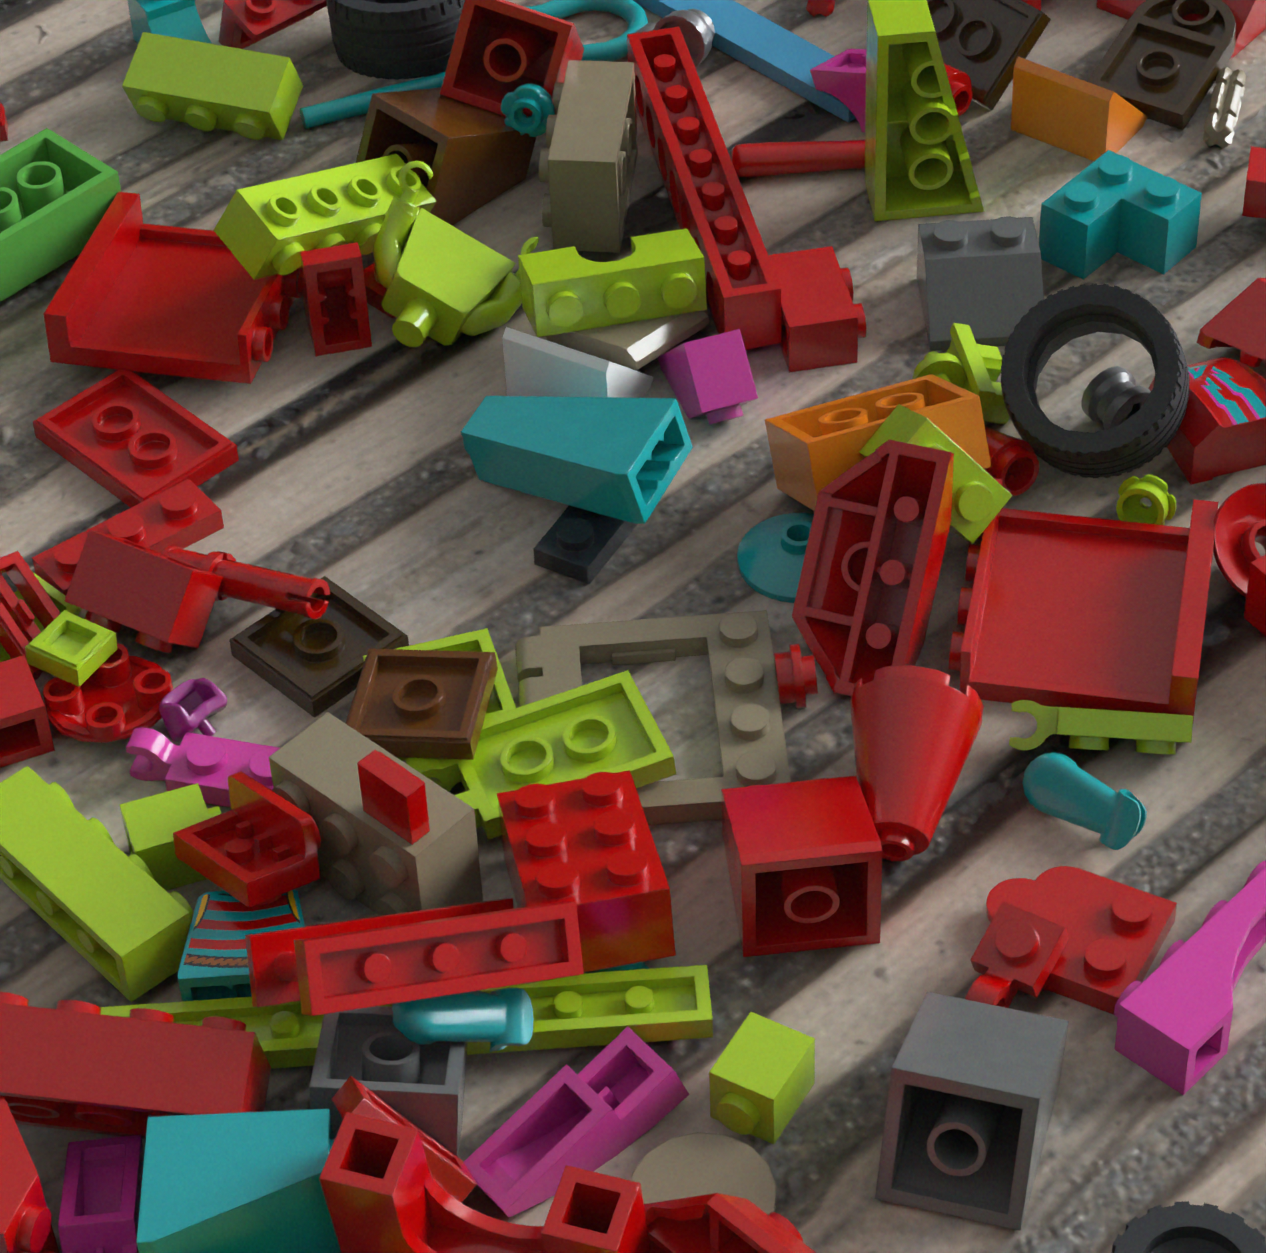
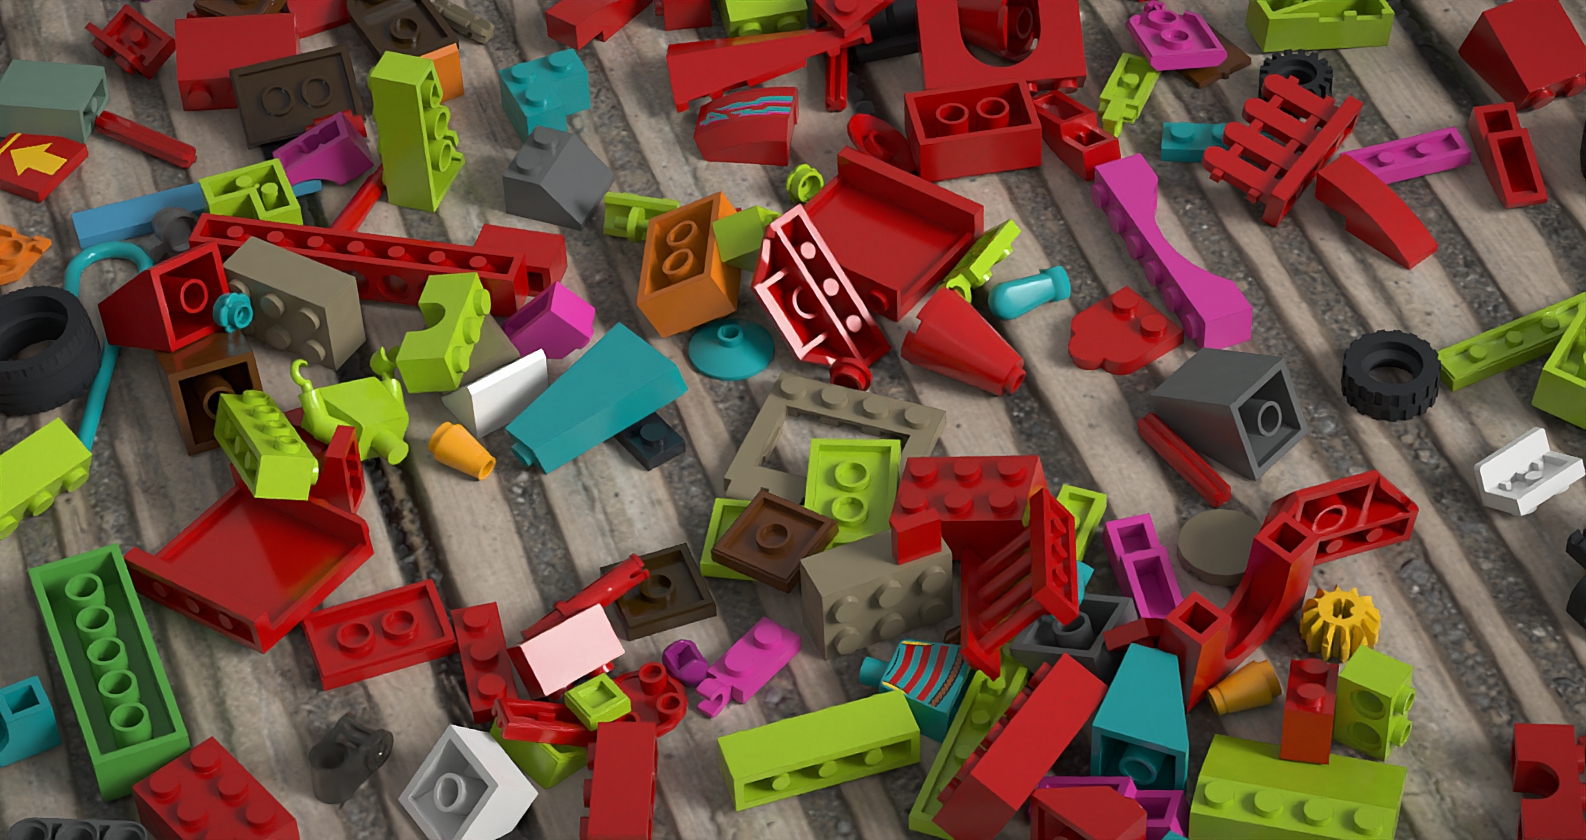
camera: 65 degrees left, 0 degrees up
(150, 831) = (801, 689): lime brick -> none
(255, 847) = (868, 637): red bracket -> none
(457, 384) = (460, 450): none -> light orange cone
(751, 71) = (252, 193): none -> lime brick
(761, 1078) = (1159, 488): lime brick -> none
(802, 865) = (1010, 410): red slope -> none
(850, 1098) = (1184, 460): none -> red axle
(1015, 956) = (1134, 357): red plate -> none
(1073, 315) = (737, 110): black tyre -> none
(1113, 397) = (713, 161): flat silver wheel -> none

